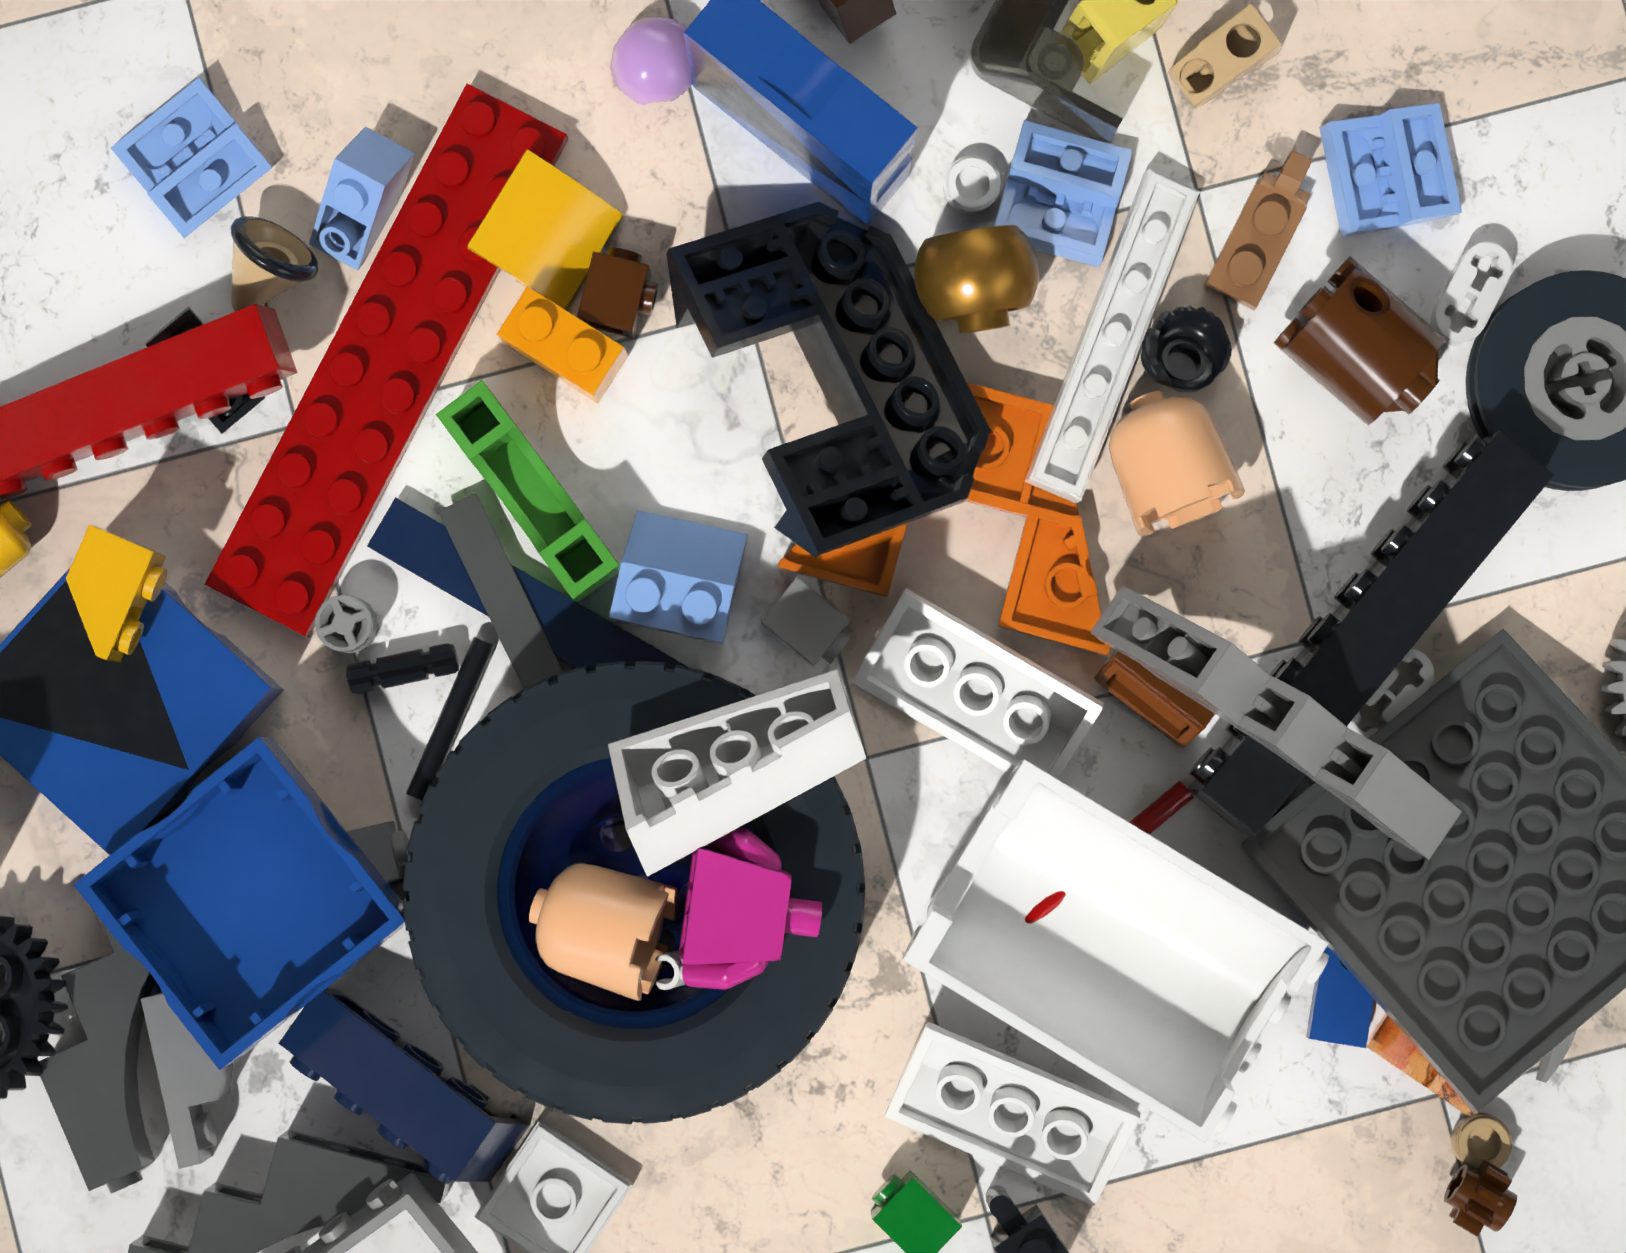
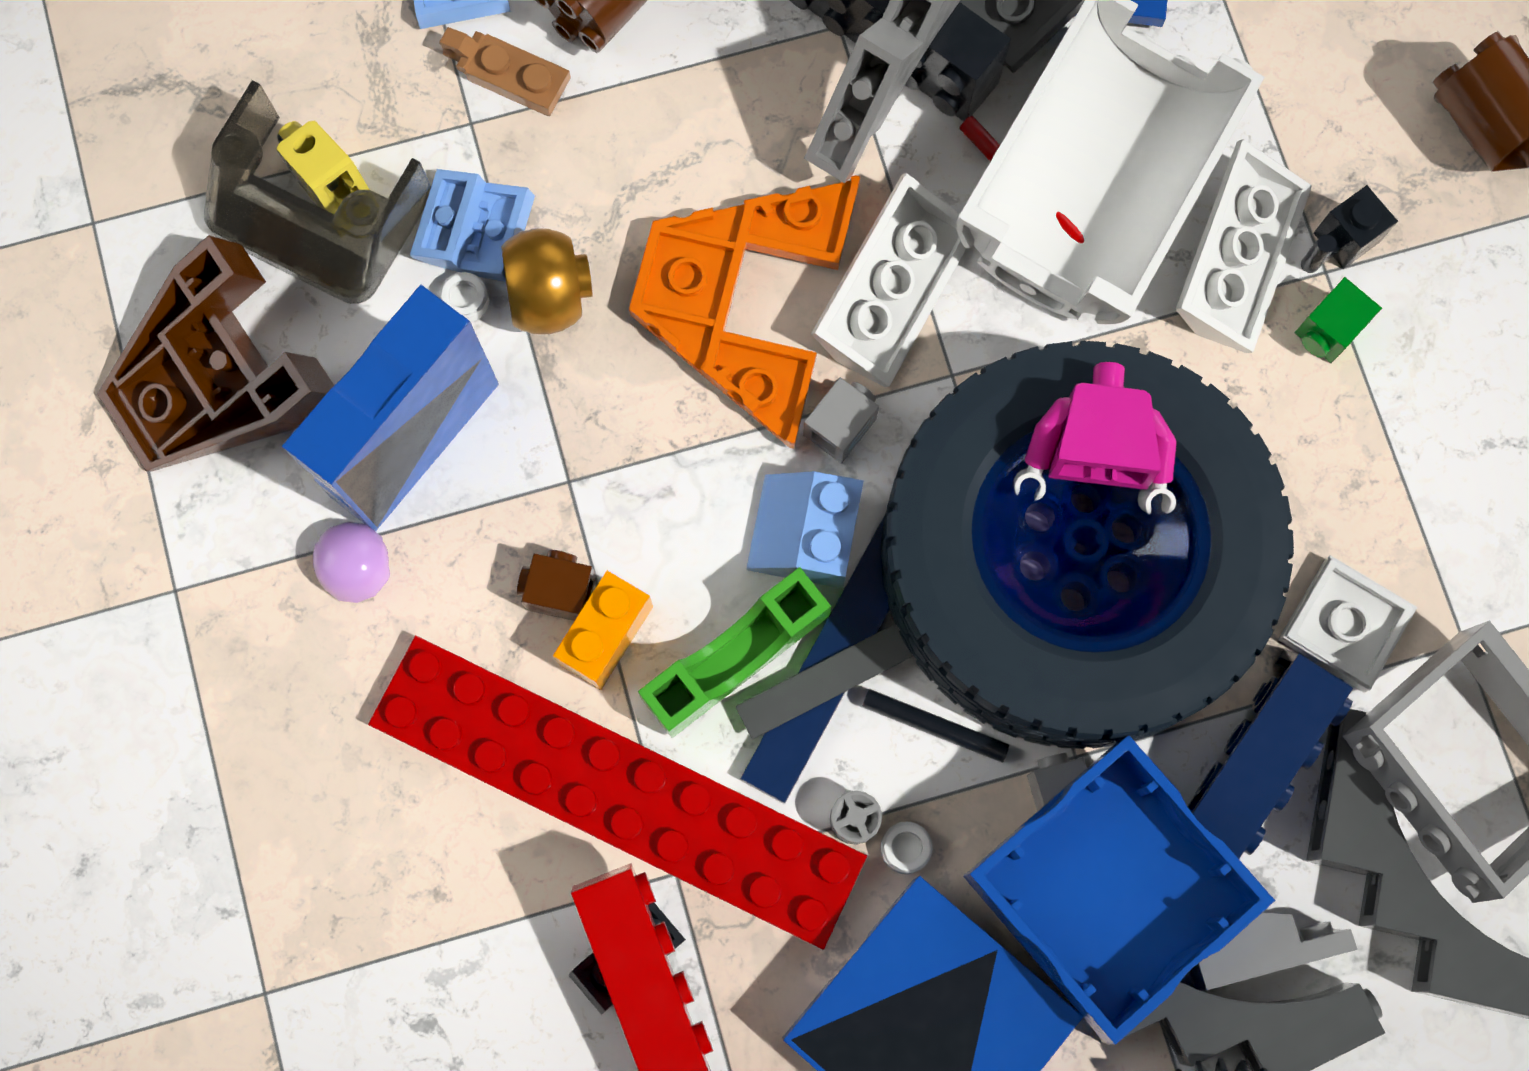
camera: 90 degrees left, 10 degrees down
(111, 587) = (834, 1024): yellow slope -> none
(191, 157) = (430, 977): light blue slope -> none
(266, 261) = (530, 900): tan hat -> none
(314, 680) = (906, 847): none -> white tile
(360, 196) = (470, 816): light blue slope -> none
(402, 668) = (892, 768): black axle -> none
(545, 229) = (499, 650): yellow slope -> none
(604, 927) = (1125, 553): light nougat cylinder -> none
(731, 766) = (983, 438): white wedge -> none
(880, 359) = (611, 367): black slope -> none
(1112, 336) = (594, 179): white tile -> none
(1153, 699) = (894, 141): dark orange tile -> none
(1171, 462) = (698, 126): light nougat cylinder -> none
(1186, 349) = (604, 120): black hair -> none
(1225, 56) = (359, 94): tan leg -> none

